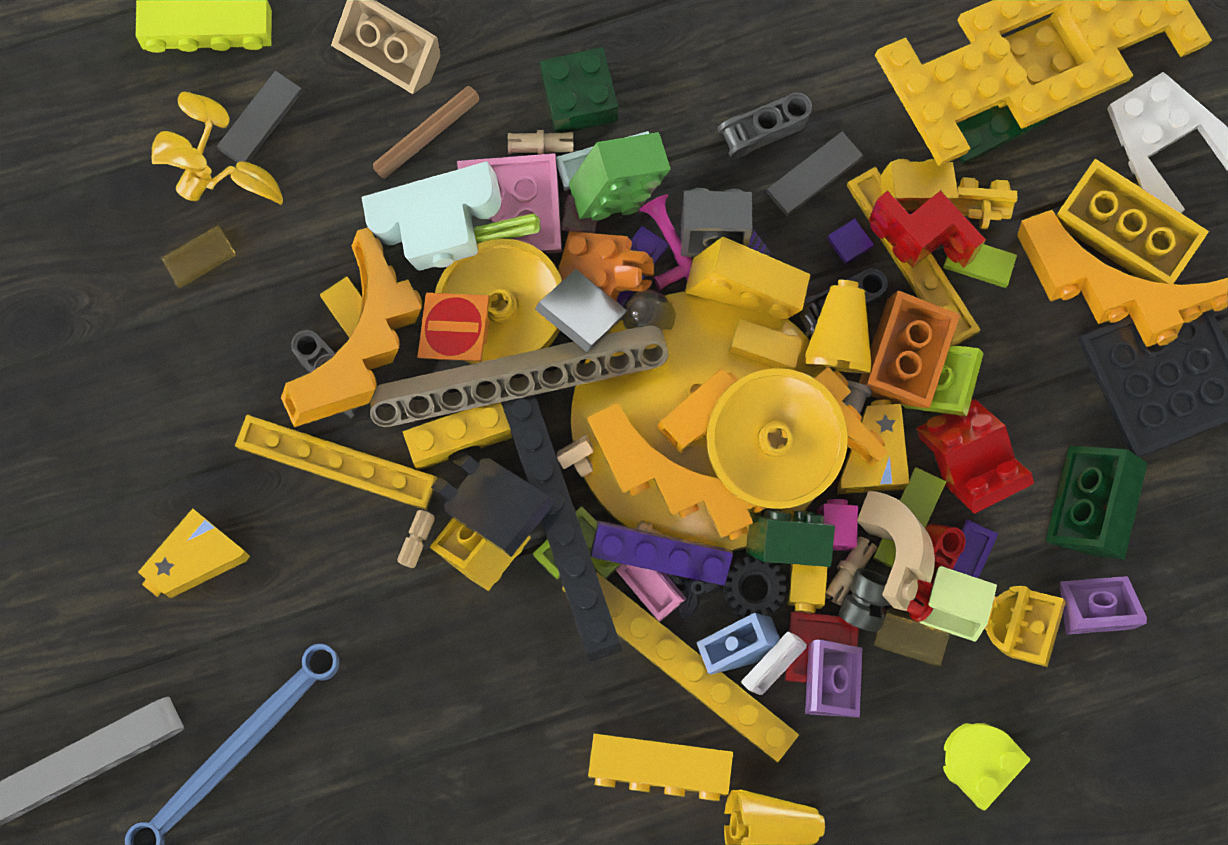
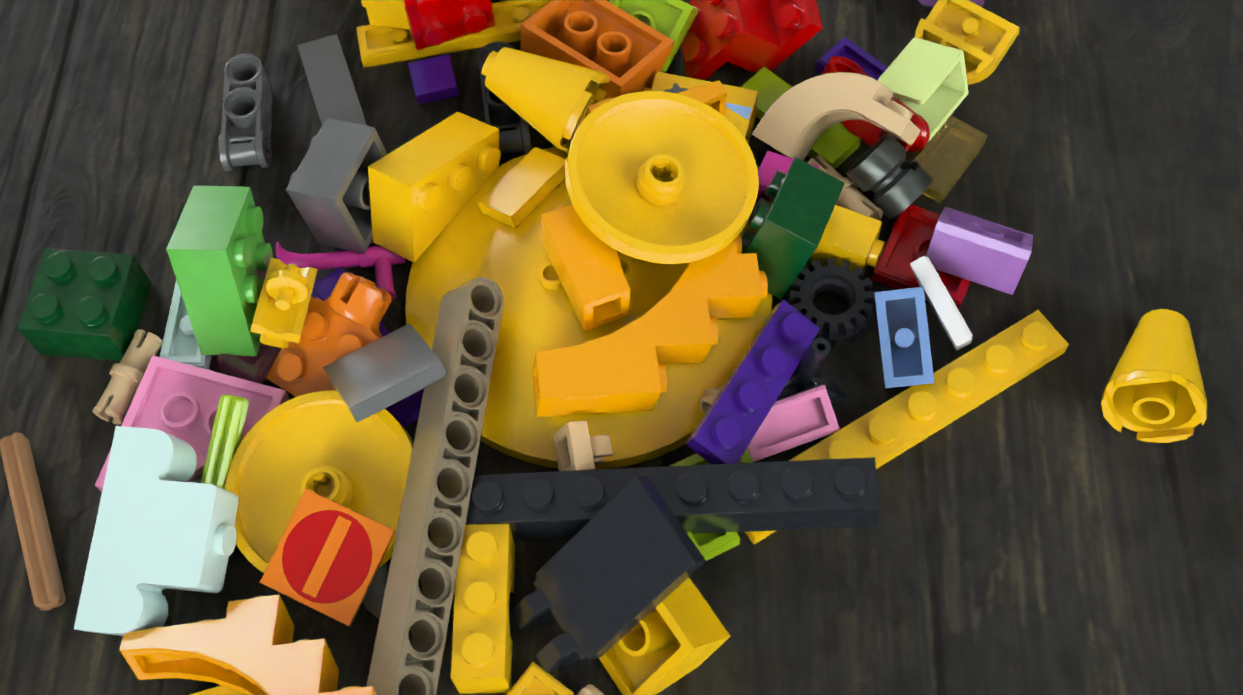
camera: 65 degrees left, 15 degrees down
(612, 223) = (283, 303): none -> yellow hips
(648, 309) = (418, 303): clear smoke hair -> none
(660, 765) = (1042, 488): yellow brick -> none
(982, 761) = (1118, 128): neon yellow slope -> none

